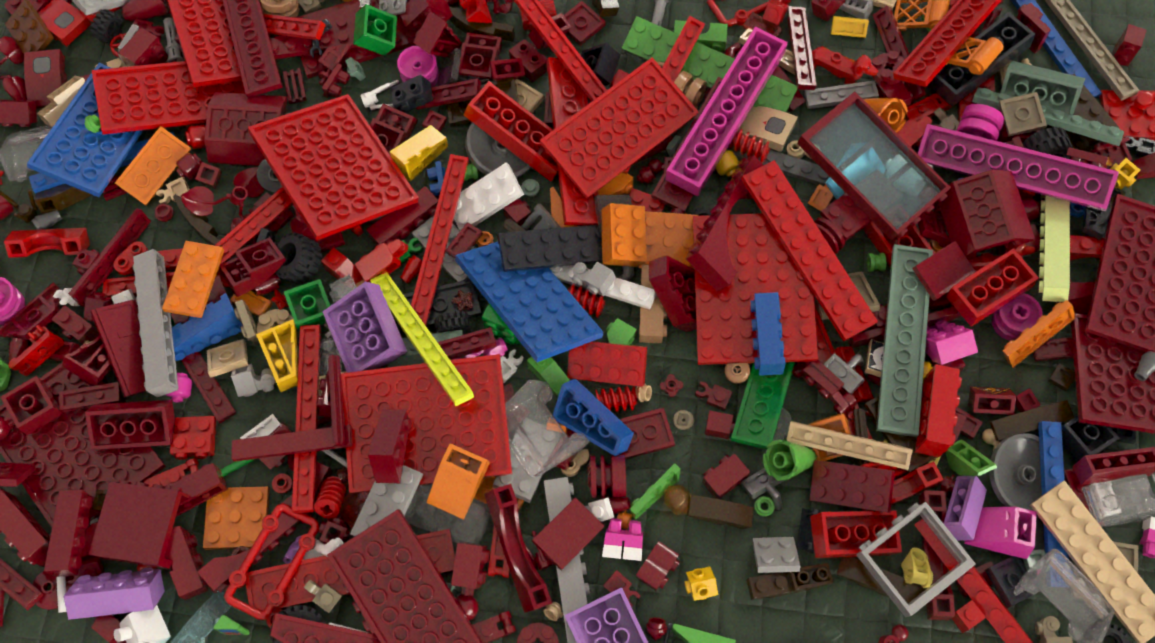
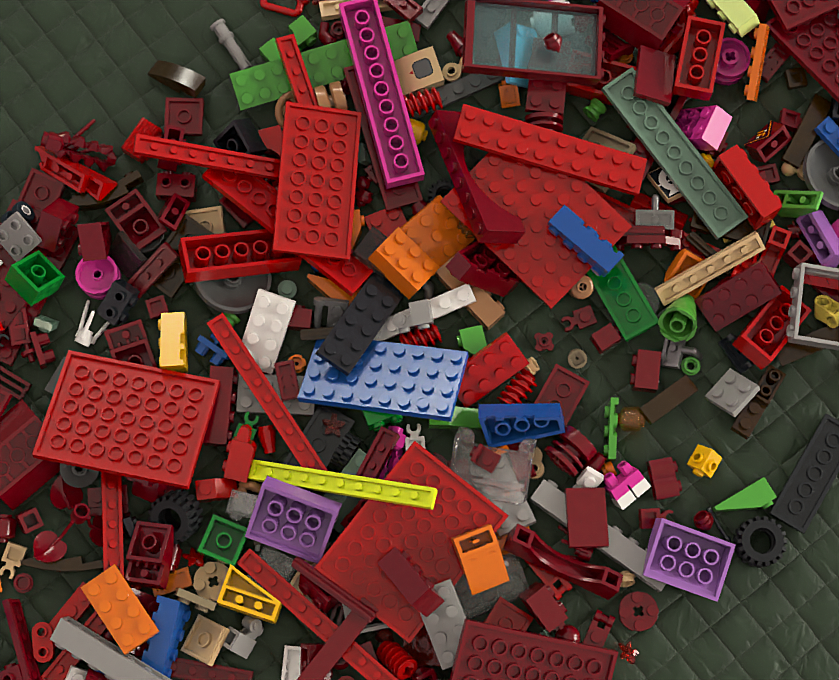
camera: 50 degrees left, 10 degrees up
(539, 419) = (485, 458): none -> dark red bracket
(885, 176) = (553, 42): none -> dark red plate

